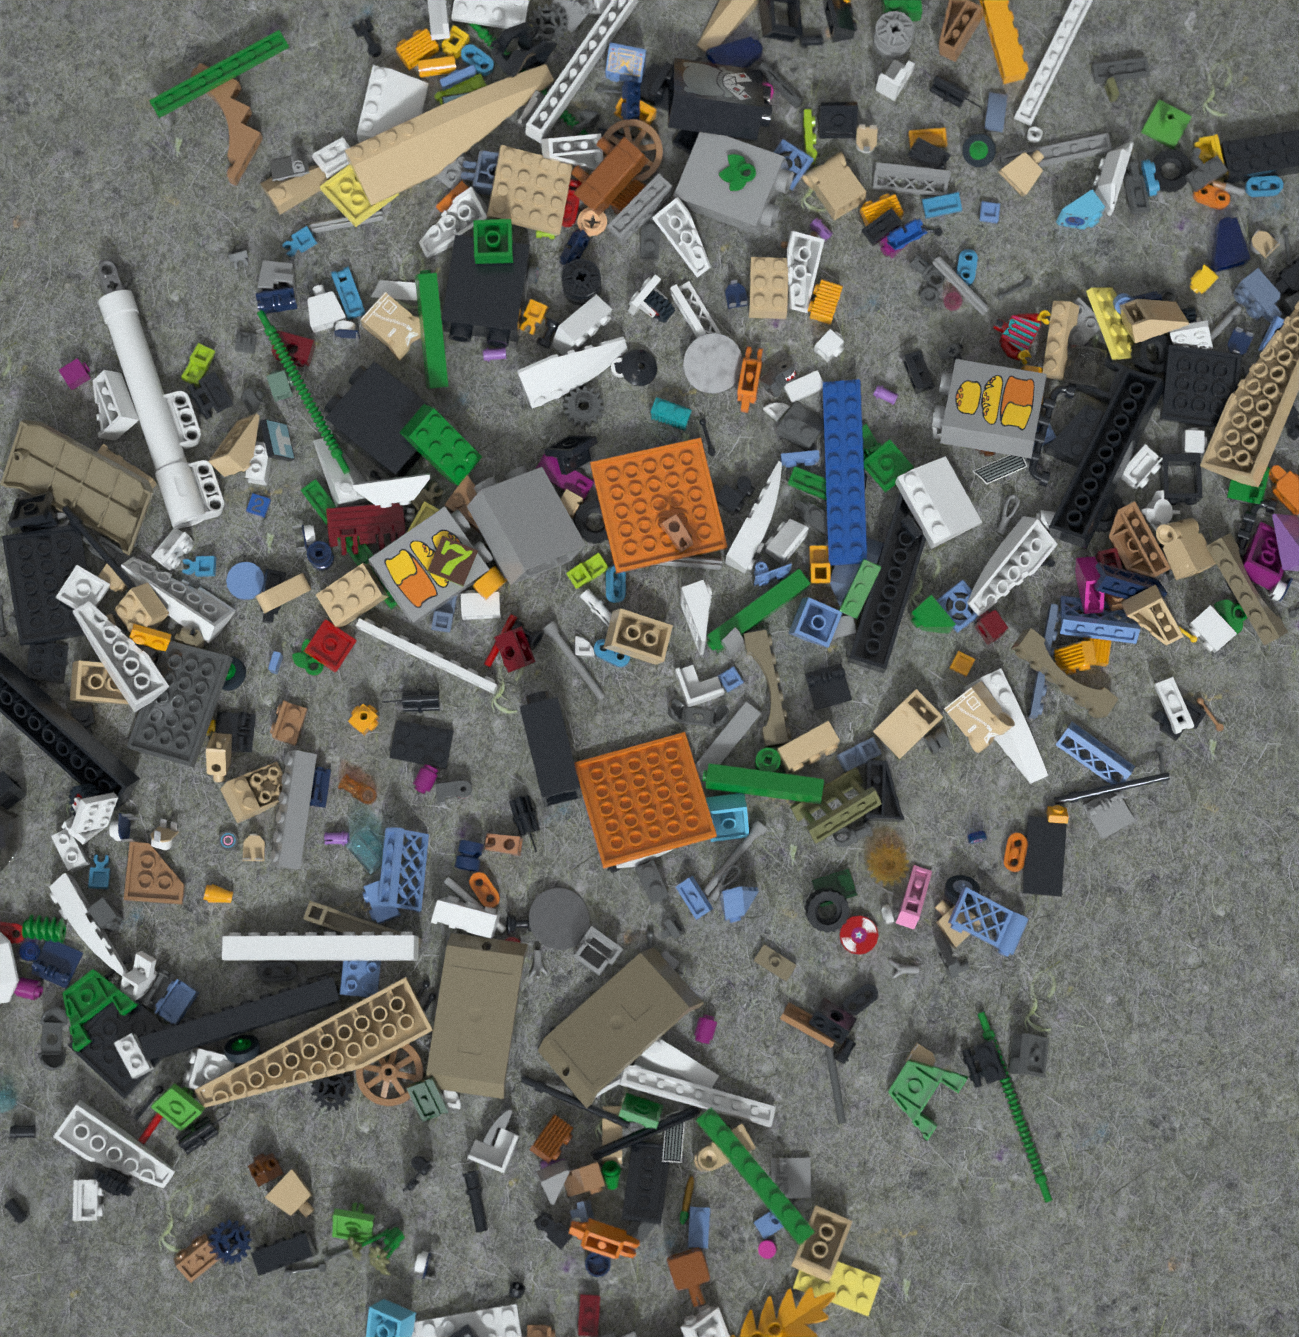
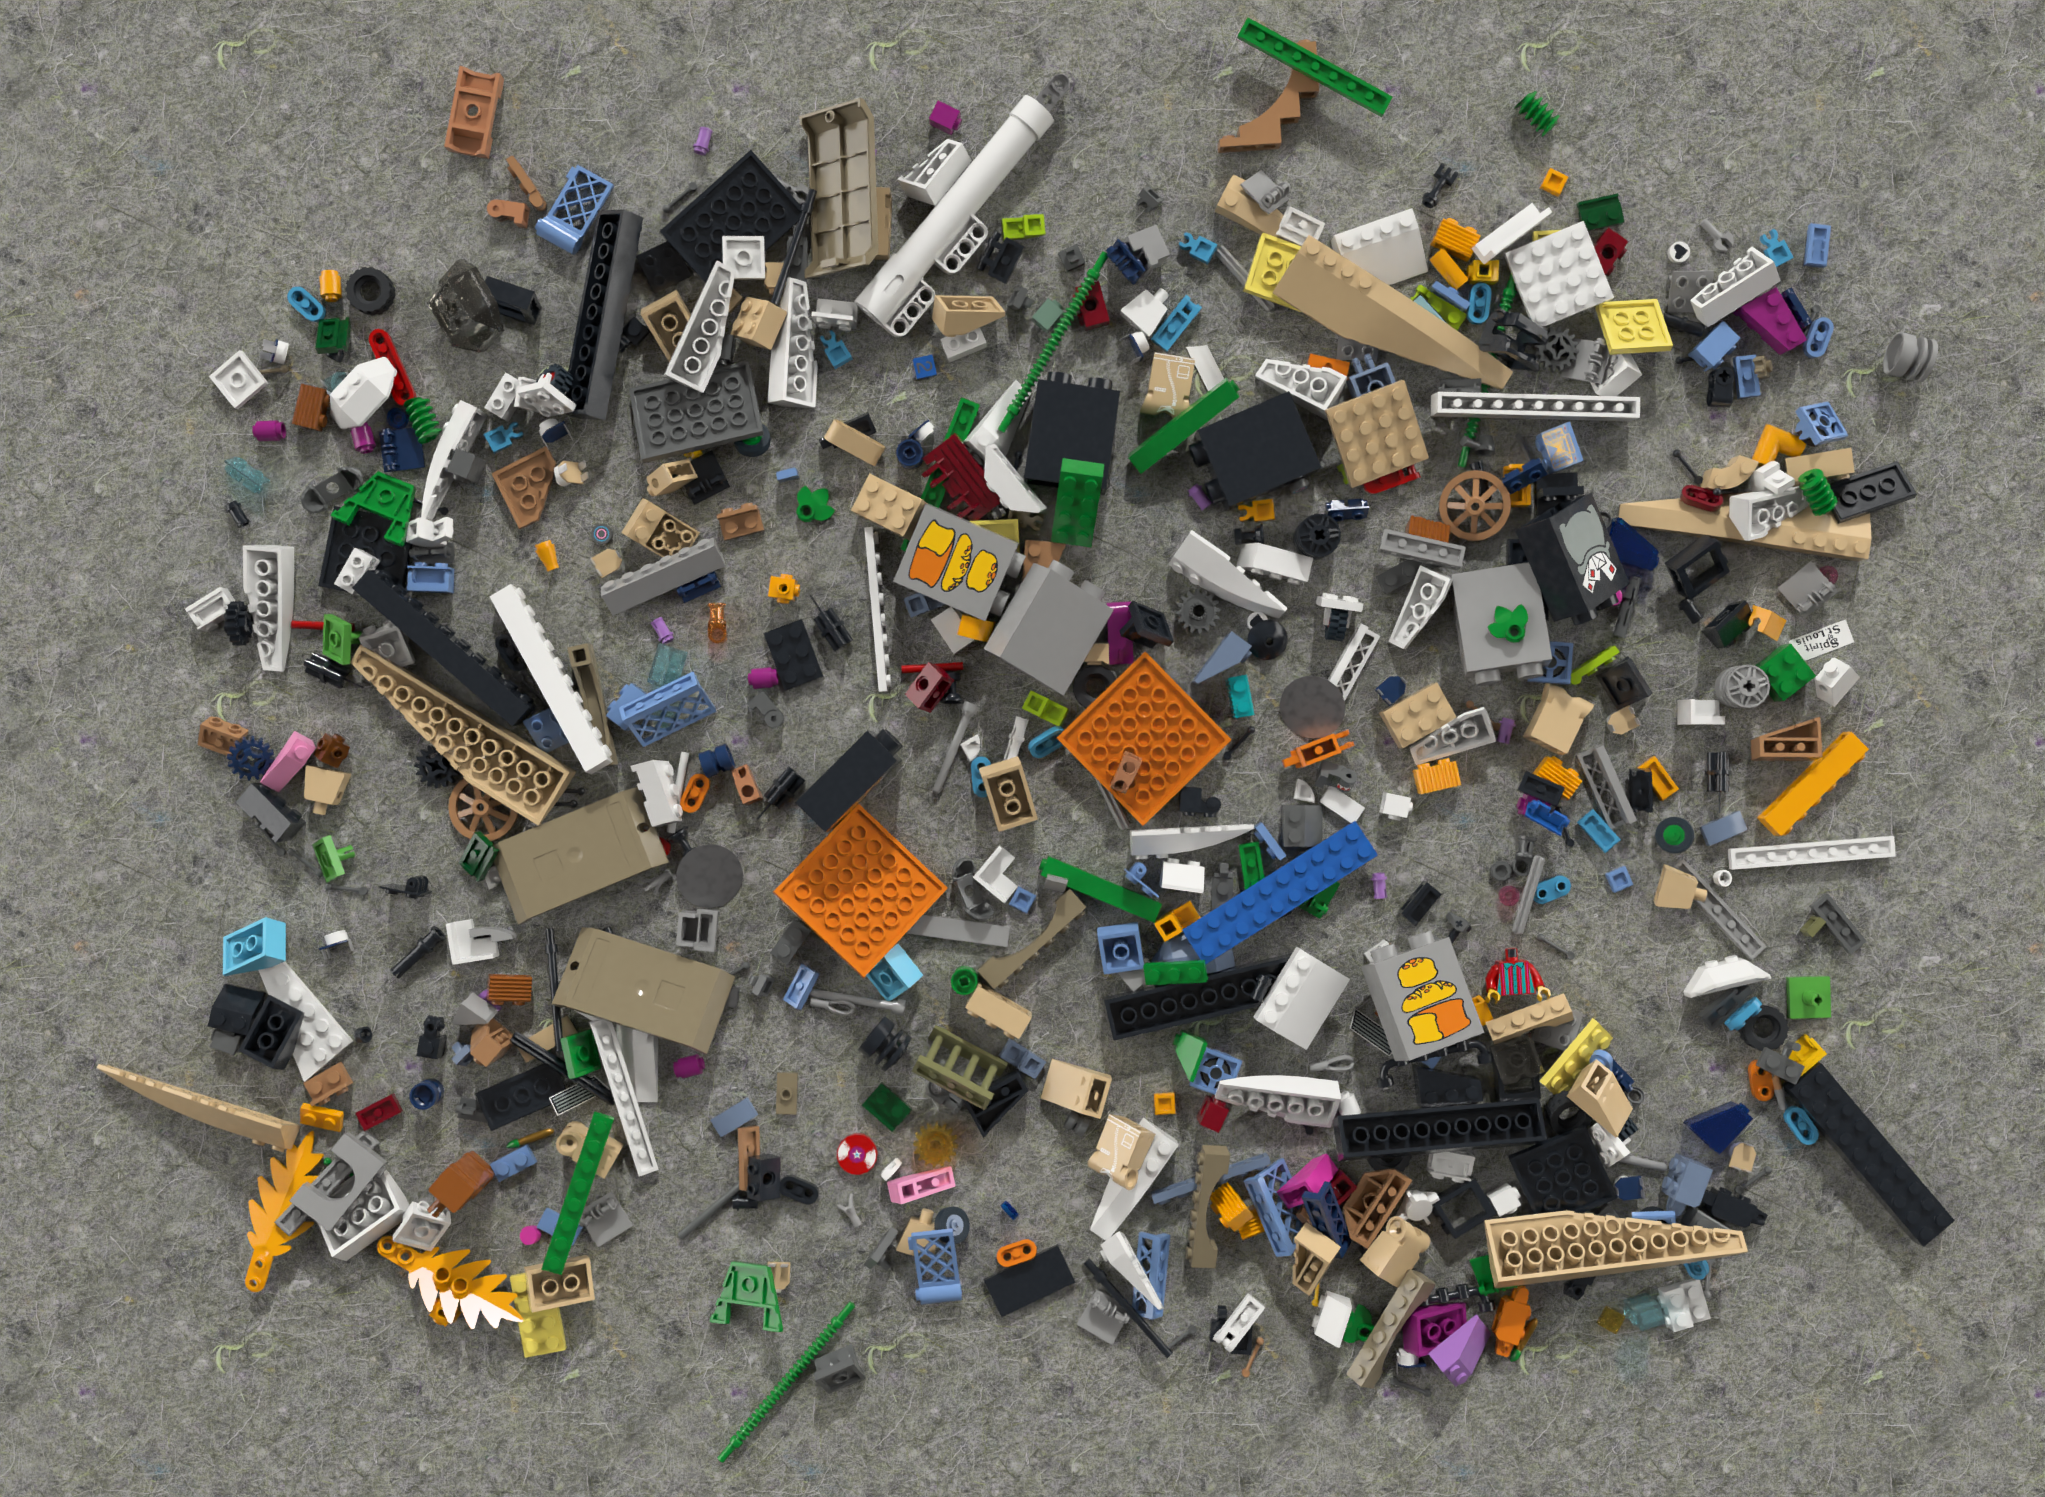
camera: 60 degrees right, 10 degrees up
(16, 1211) = (166, 552): black pin -> none
(33, 513) = (790, 163): black bracket -> none
(150, 637) = (738, 347): light orange plate -> none
(159, 1090) = (347, 611): black hinge -> none
(190, 637) = (761, 383): dark tan piece -> none
(242, 1049) = (421, 665): black wheel -> none
(245, 580) = (847, 399): medium blue tile -> none
(252, 1212) = (288, 762): none -> bright pink slope
(277, 440) = (993, 346): tile -> none
(330, 645) = (831, 516): red plate -> none
(392, 1240) = (339, 900): plant -> none
(452, 561) = (970, 583): reddish brown tile -> none
(493, 241) = (1301, 432): green brick -> none
(574, 150) = (1443, 453): white wedge -> none
(598, 228) = (1387, 501): light nougat gear -> none
(604, 1239) = (447, 1088): orange hinge -> none
(610, 175) = (1434, 502): dark orange piece -> none
(611, 1174) = (511, 1059): green cone -> none
(630, 399) = (1228, 653): none -> sand blue slope
(695, 606) = (1062, 837): white slope -> none
(737, 901) = (819, 1029): medium blue wedge -> none
(764, 783) = (940, 990): green brick -> none
(769, 1017) = (734, 1117): none -> sand blue slope
(781, 855) = (885, 1044): none -> black wheel
(828, 686) = (1069, 993): black hinge -> none
(837, 920) = (852, 1126): black tyre -> none
(887, 465) = (1309, 929): green tile -> none
(989, 1061) = (813, 1336): black plate -> none
(1057, 814) = (1074, 1271): light orange plate -> none
(1066, 767) = (1122, 1257): none -> white wedge
(1082, 212) = (1671, 971): medium azure slope -> none
(1203, 279) = (1671, 1120): yellow window -> none

